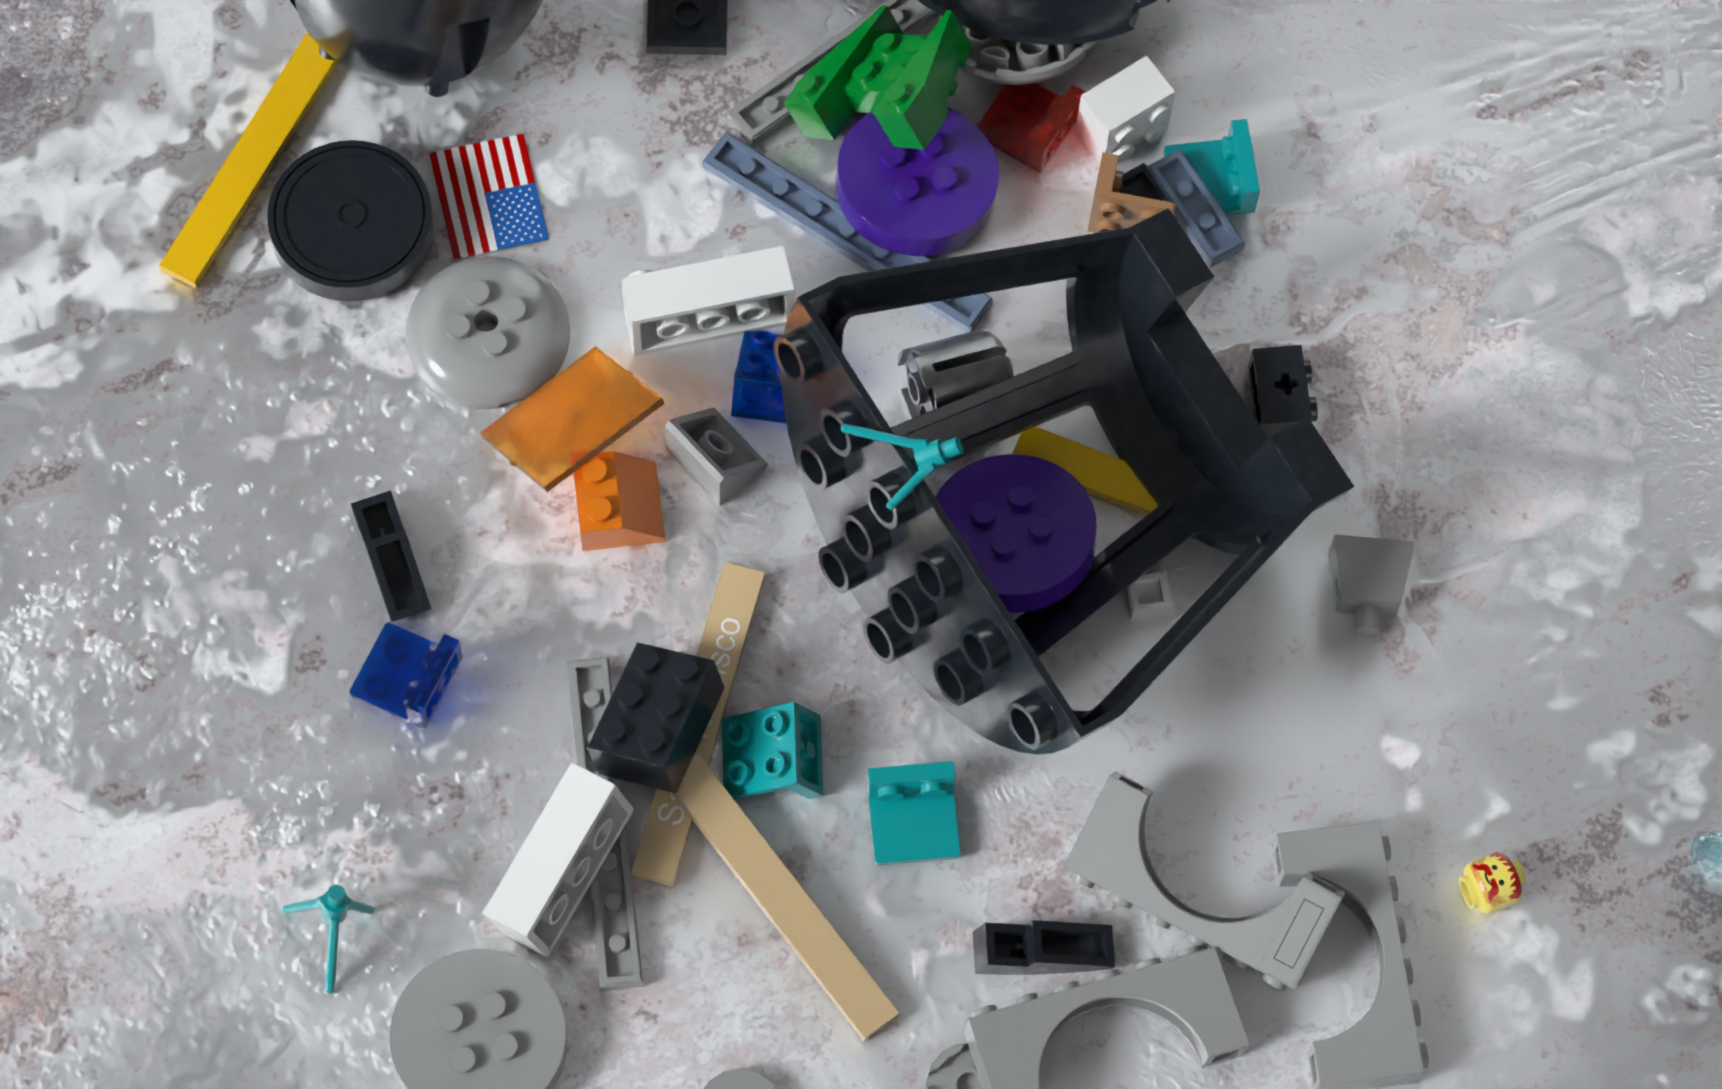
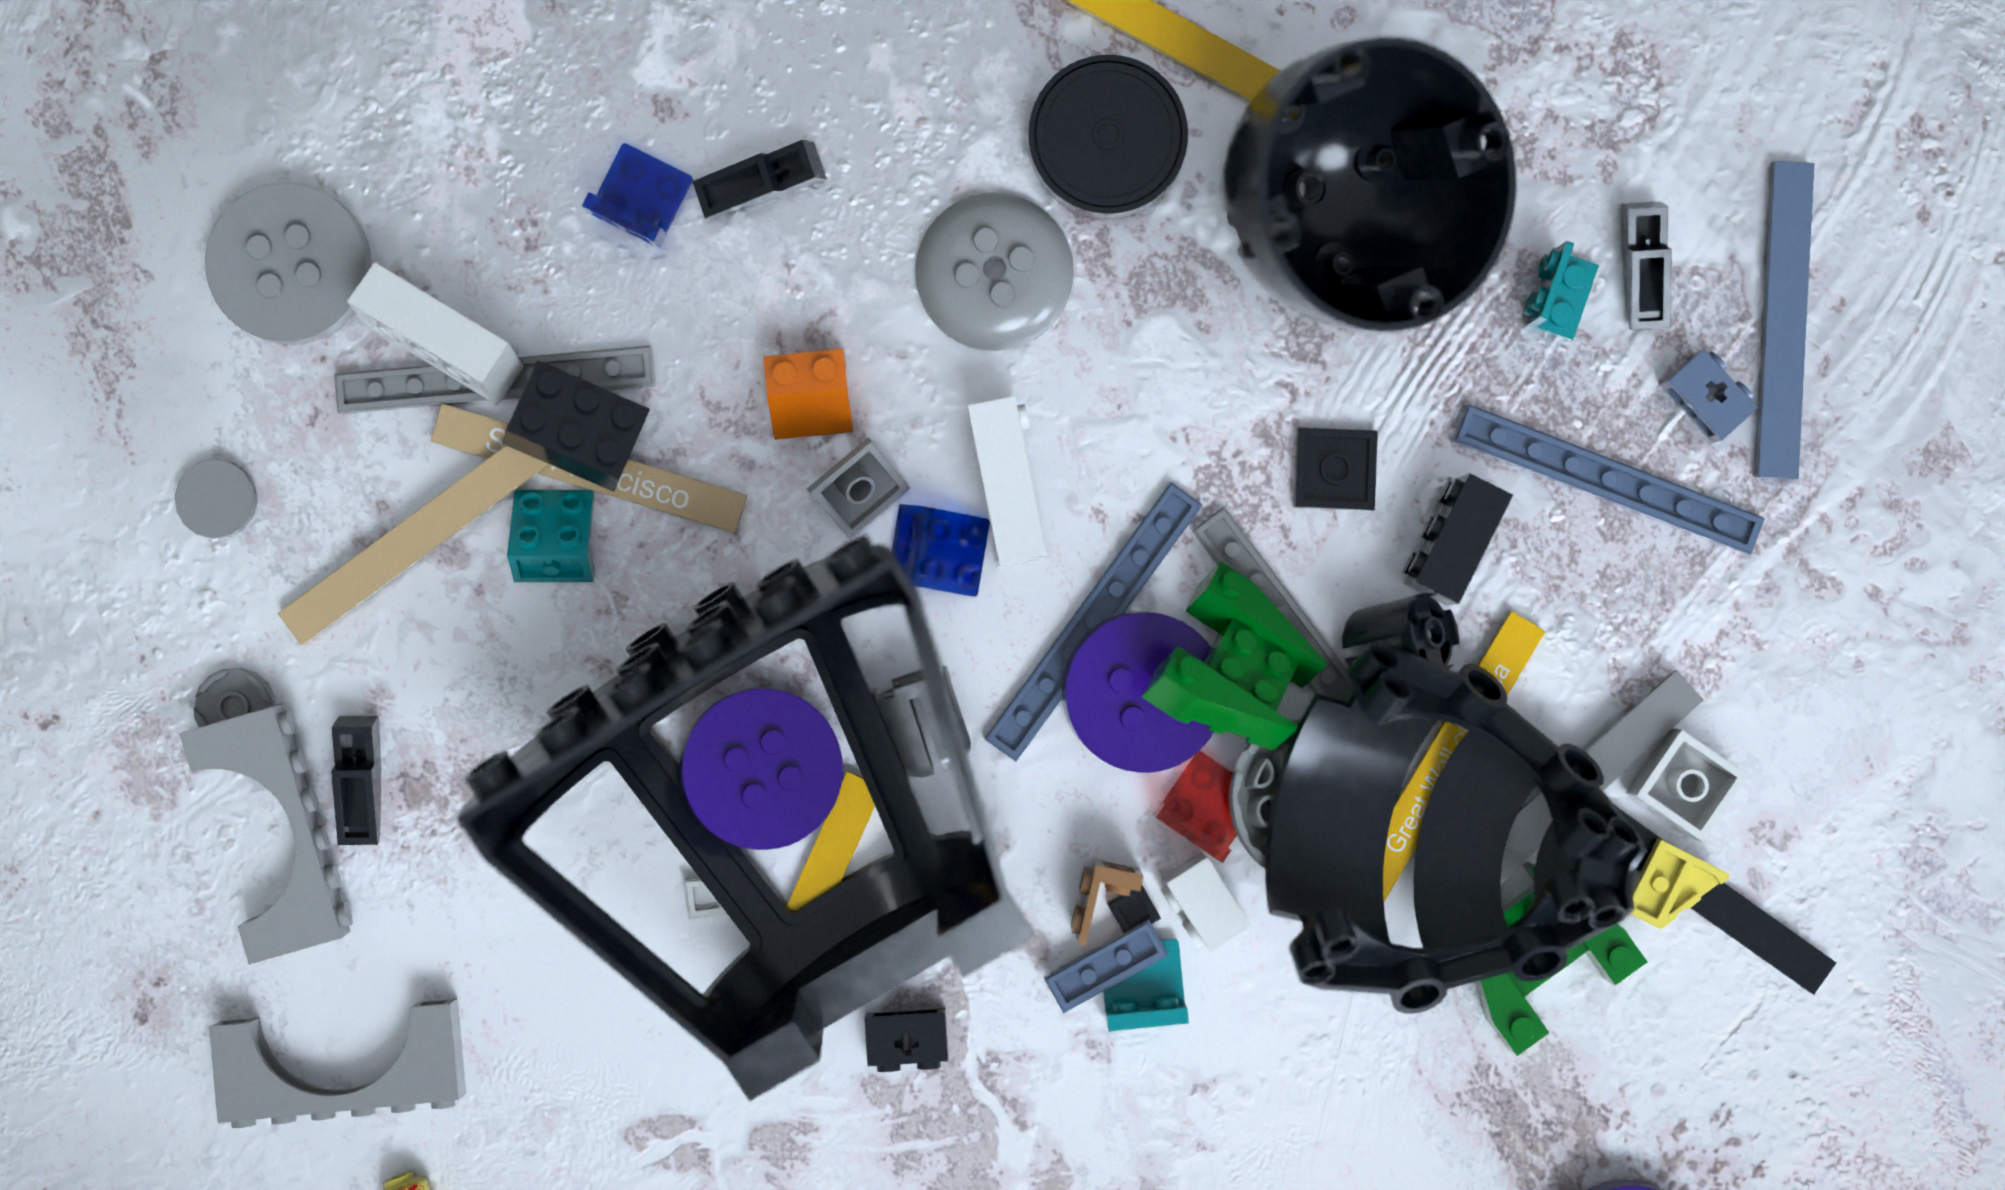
camera: 95 degrees right, 20 degrees up
(334, 910) = (395, 128): teal plant -> none
(488, 196) = (1141, 272): sticker -> none
(571, 418) = (888, 350): clear orange piece -> none
(913, 813) = (486, 665): teal bracket -> none
(927, 455) = (729, 679): teal plant -> none
(1115, 857) = (352, 991): light grey arch -> none
(1369, 578) = (708, 1112): light grey torso -> none

